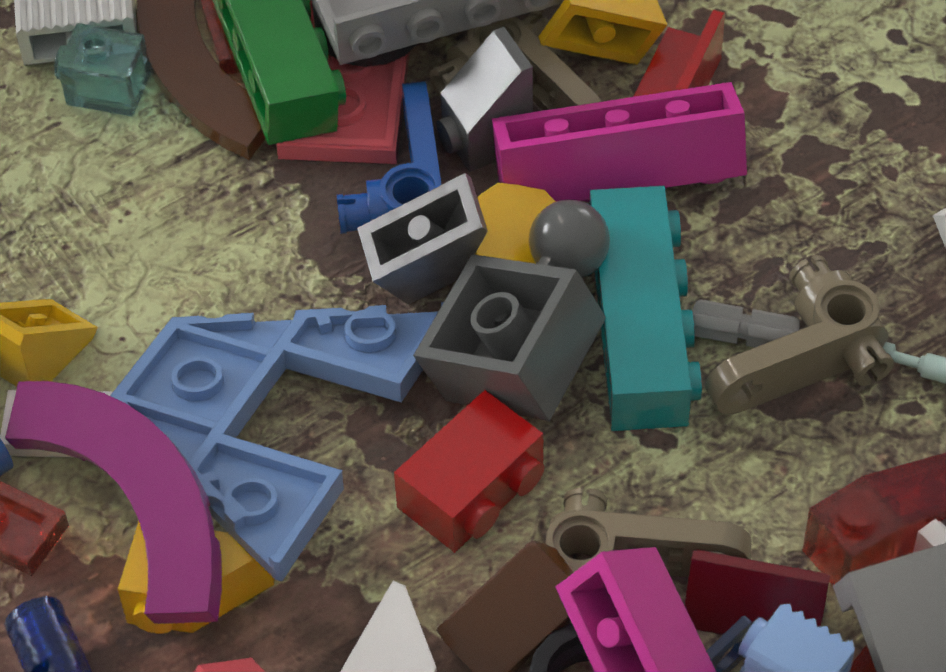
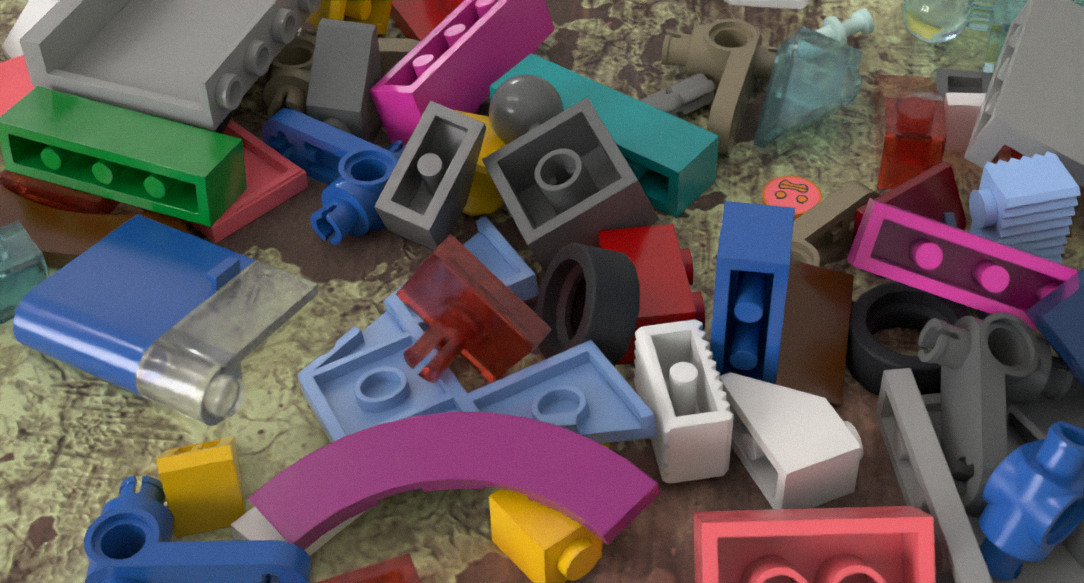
camera: 50 degrees left, 10 degrees down
(158, 191) = (161, 316): none -> door
(283, 375) = (467, 315): none -> clear red tile
(351, 572) = (687, 398): none -> white brick
(391, 443) = (589, 297): none -> black tyre
(458, 532) = (751, 289): none -> blue brick
(702, 494) = (791, 192): none -> tile
(846, 411) = (807, 85): none -> clear light blue slope

